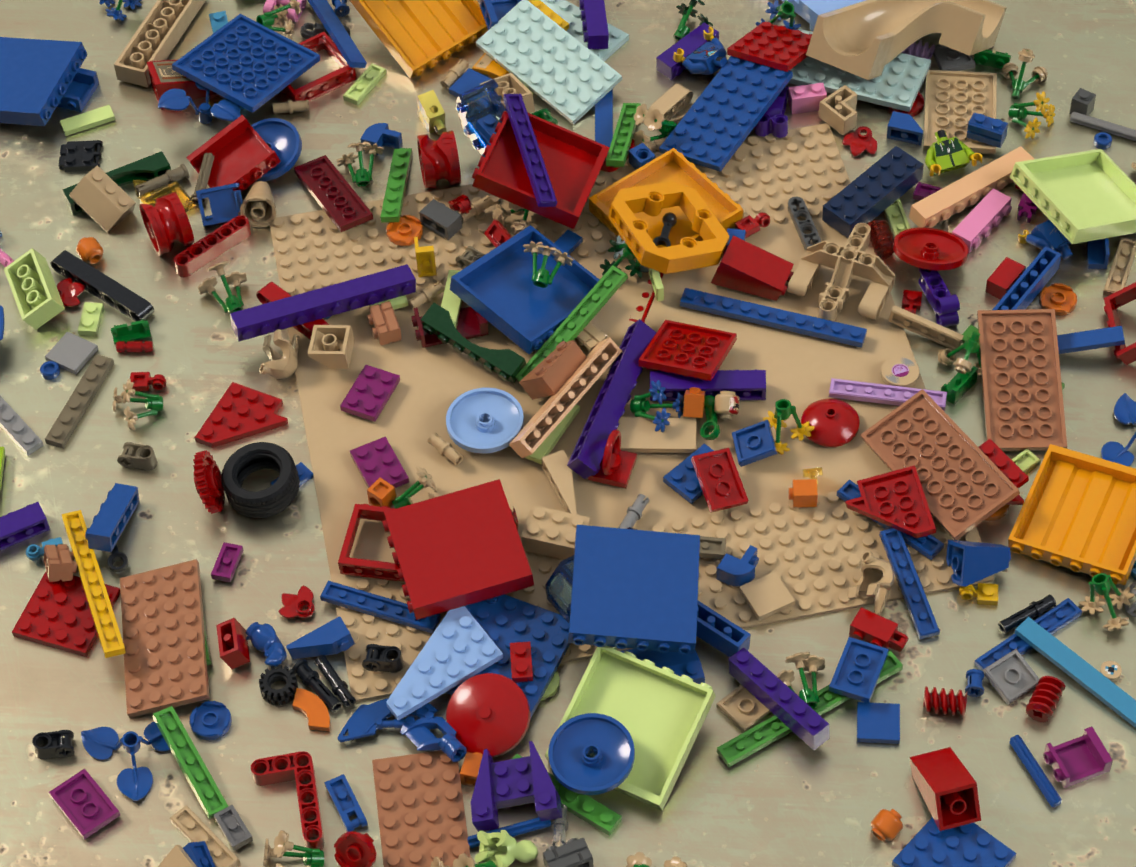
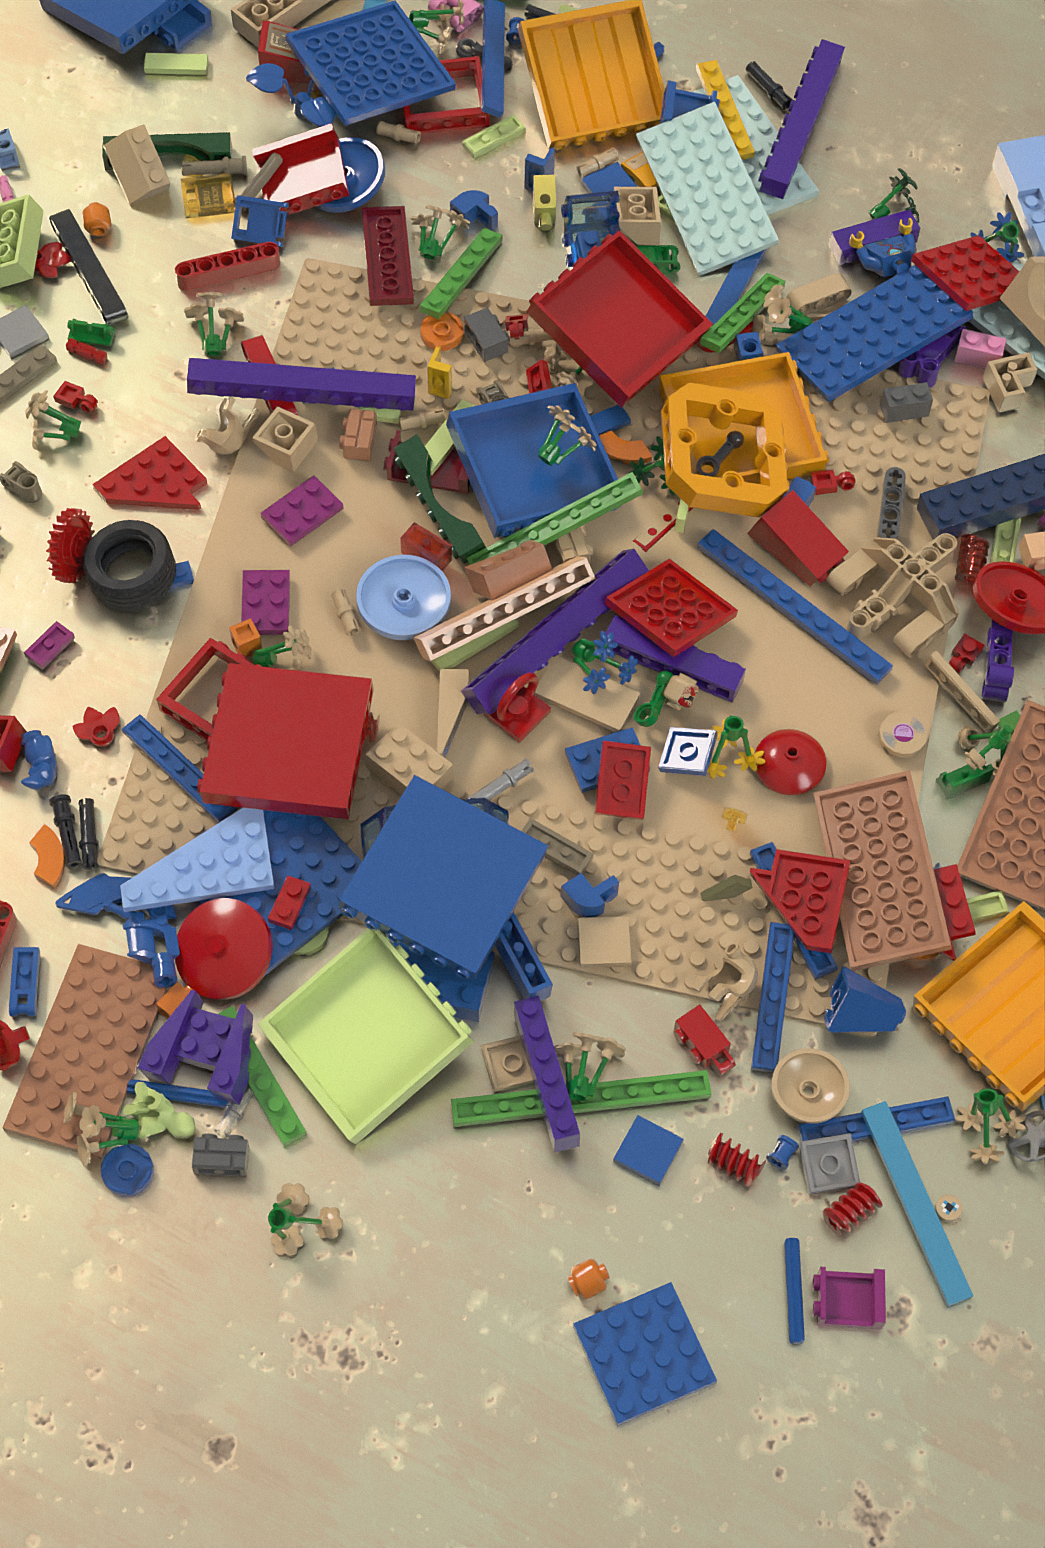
camera: 20 degrees right, 10 degrees up
(80, 155) = (145, 103): black plate -> none
(90, 319) = (58, 299): yellowish green plate -> none
(167, 223) = (186, 221): red piece -> none
(259, 205) = (300, 237): tan cone -> none
(274, 675) = (25, 799): black tyre -> none
(325, 640) = (104, 783): blue slope -> none
(382, 658) = (144, 830): black piece -> none
(412, 90) = (538, 166): none -> blue panel
(439, 159) = (518, 261): red piece -> none
(481, 377) = (424, 544): none -> clear red brick
(530, 150) = (611, 294): dark purple tile -> none
(591, 259) = (623, 449): none -> orange tile
(591, 754) = (296, 1027): blue dish -> none
(694, 403) = (644, 674): orange brick -> none
(776, 151) = (906, 402): none -> dark grey brick
(804, 493) = (710, 836): orange brick -> none
(835, 523) = (727, 888): none -> olive tile
(858, 670) = (655, 1079): blue plate -> none
(860, 143) = (1013, 430): red plate -> none
(879, 392) = (871, 753): lavender tile -> none
(946, 788) = (675, 1267): red slope -> none
(971, 620) = (814, 1071): none -> tan dish
(986, 593) = (855, 1049): yellow plate -> none
(1034, 609) = (889, 1094): black pin -> none

